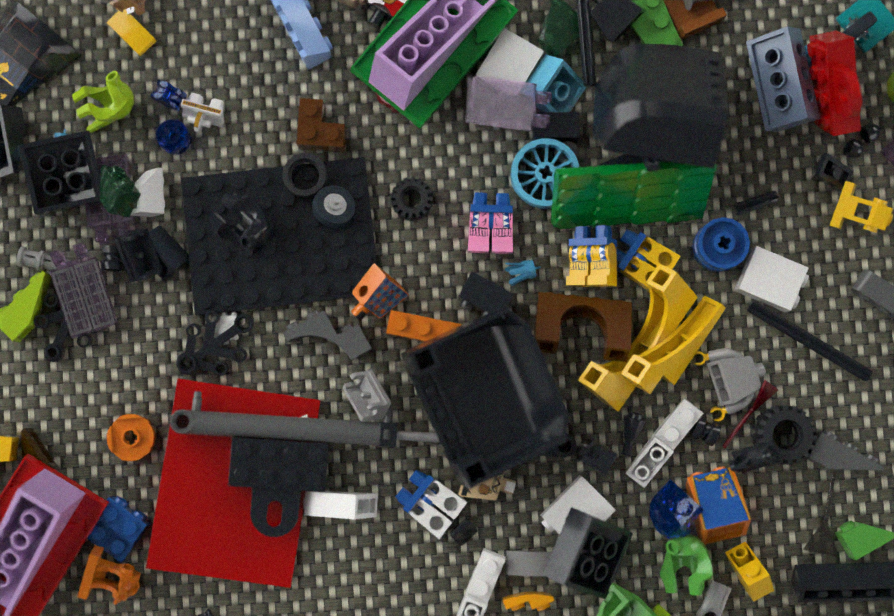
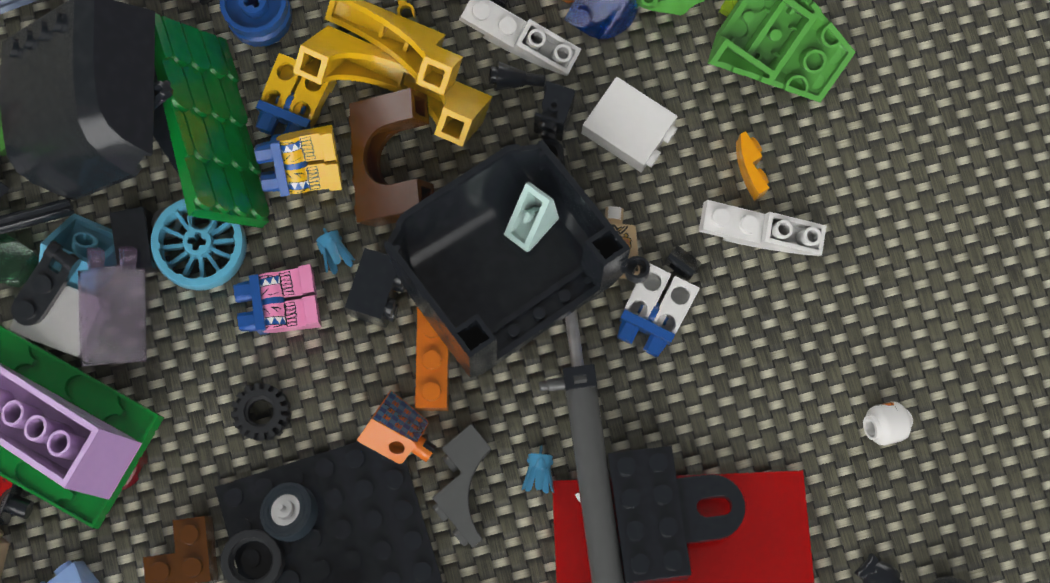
camera: 100 degrees left, 5 degrees down
(329, 392) = (540, 470): none -> dark azure piece
(340, 504) = (683, 425): white slope -> none
(367, 396) = (535, 416): light grey hinge -> none
(464, 490) = (632, 264): none -> black hinge
(512, 421) = (531, 217): none -> light aqua slope
(526, 562) = (704, 170): light grey slope -> none
(531, 58) = (44, 285): none -> black plate
(587, 553) = (678, 98): black slope -> none

